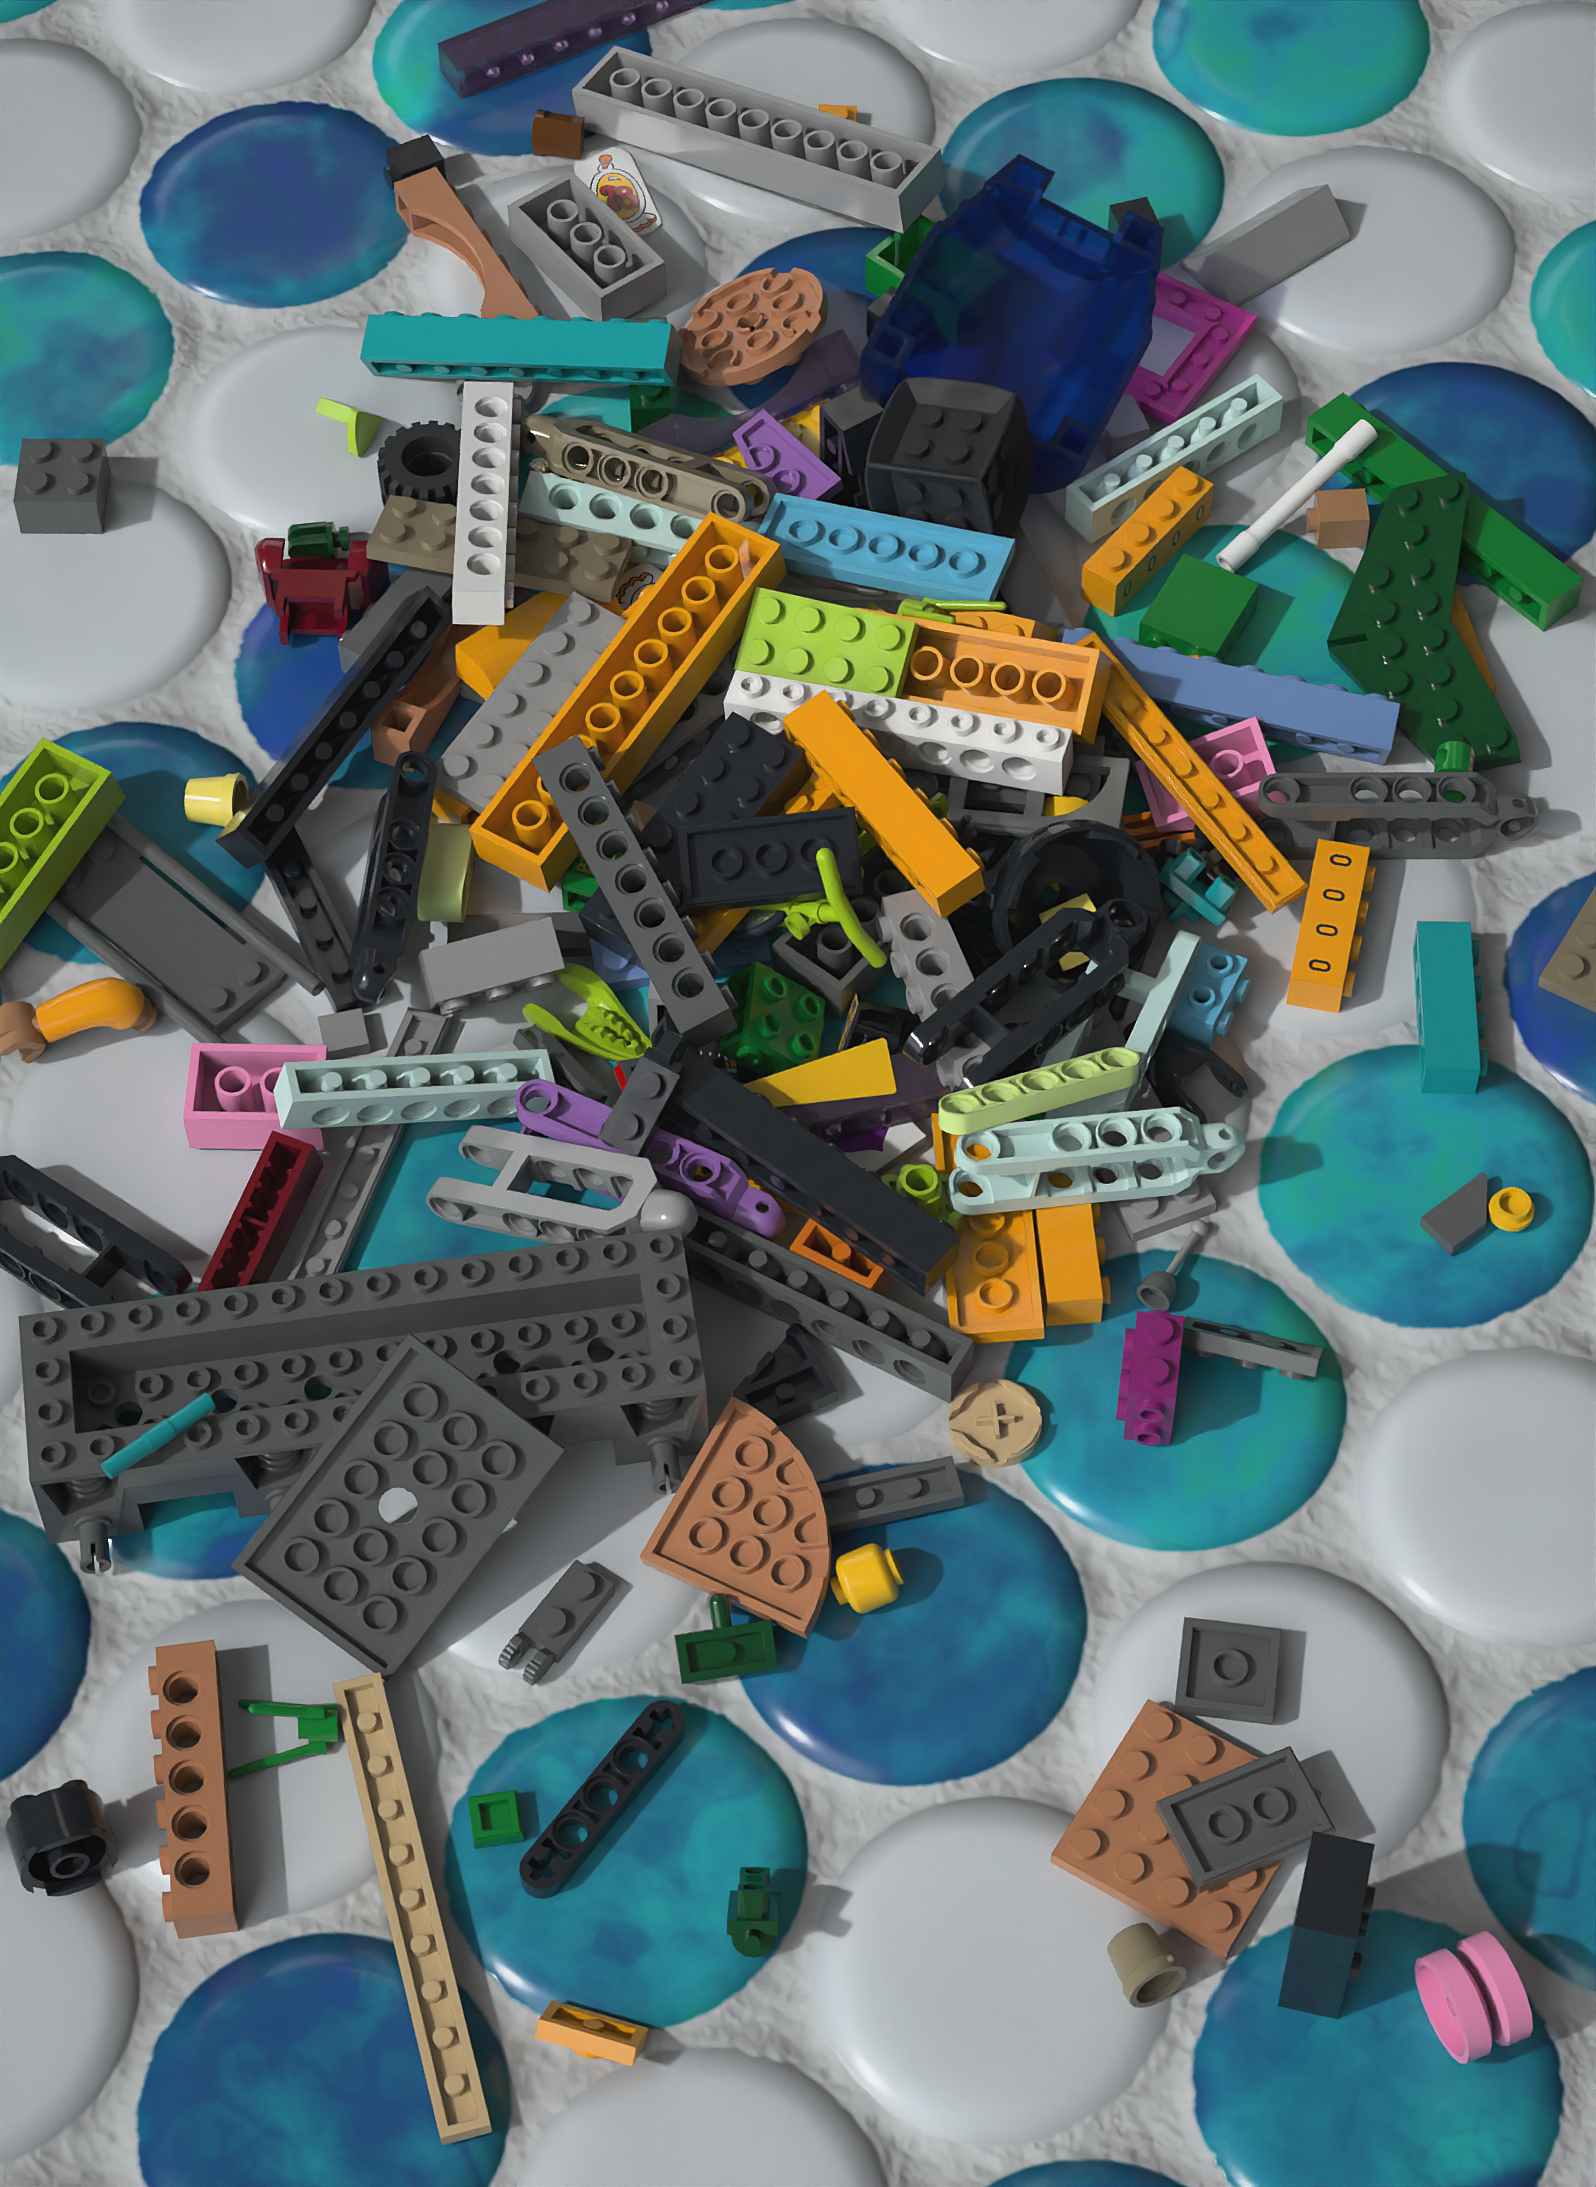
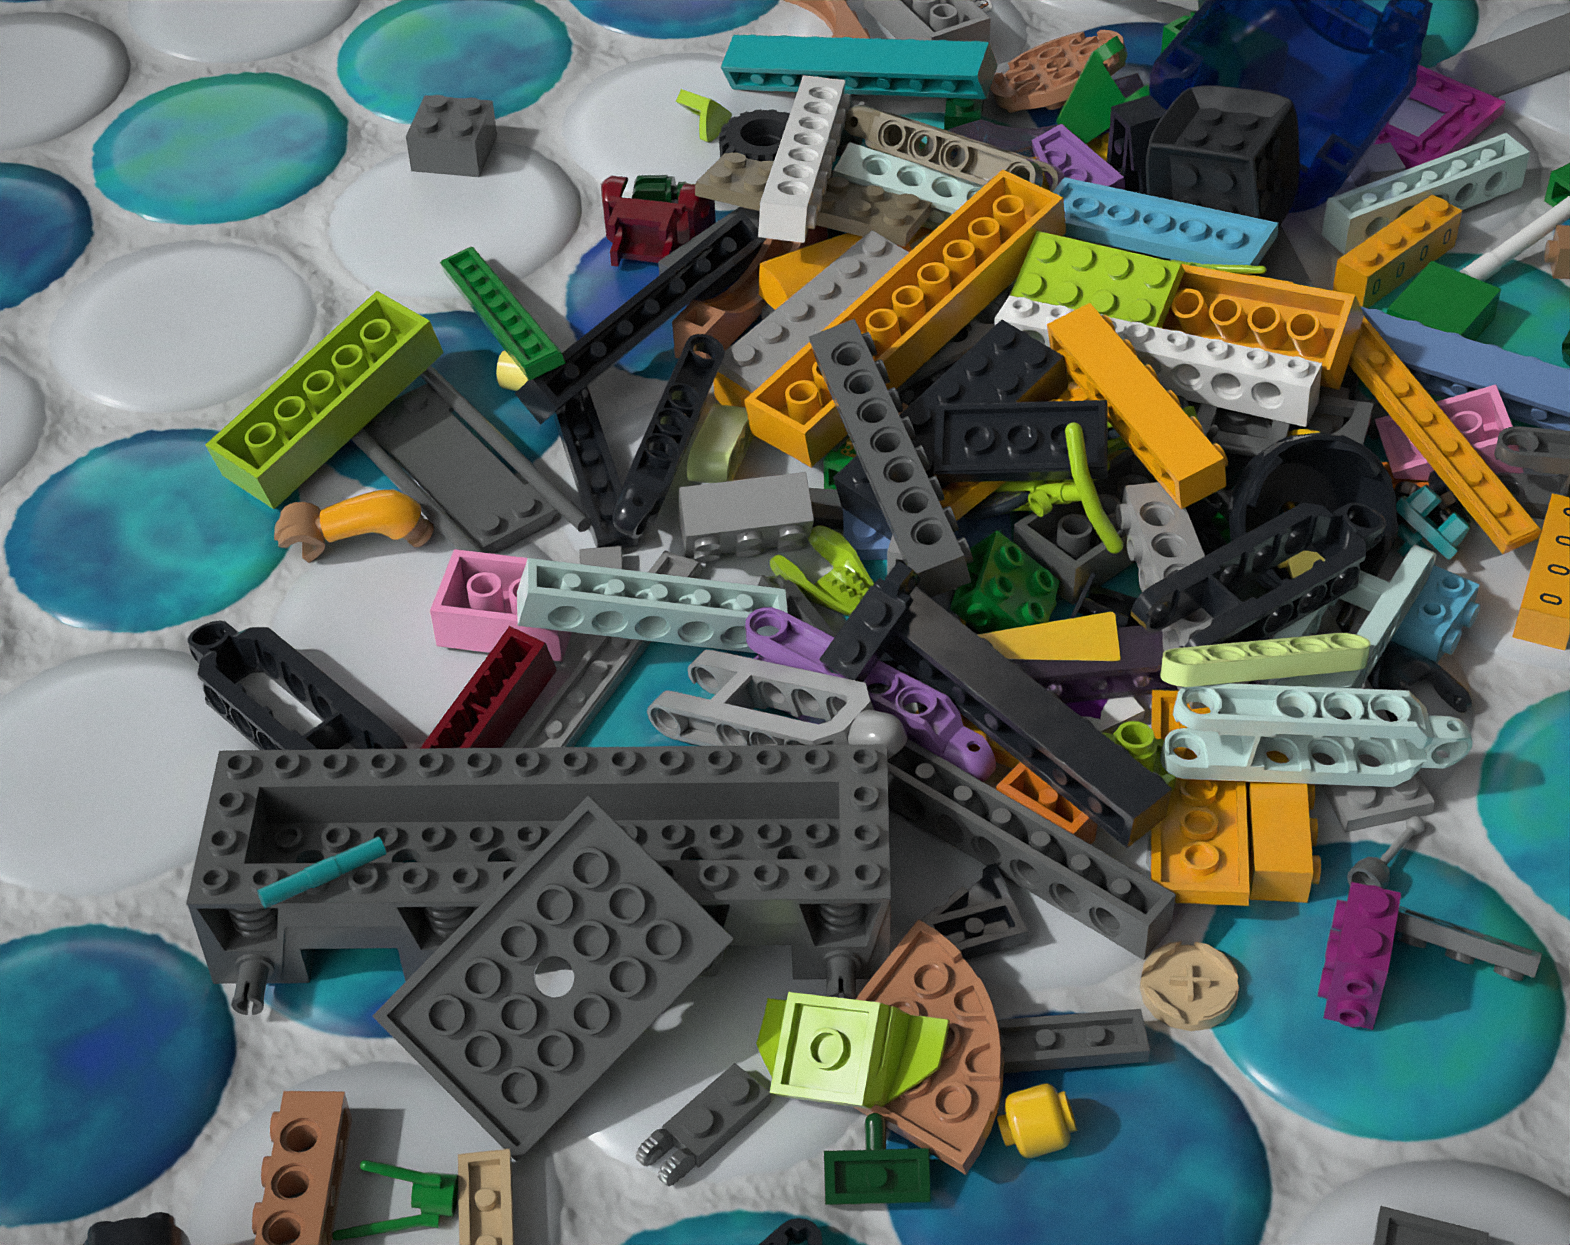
camera: 10 degrees right, 10 degrees down
(178, 736) = (502, 313): none -> green tile
(680, 1535) = (847, 1049): none -> lime piece
(800, 373) = (1090, 101): none -> green flag

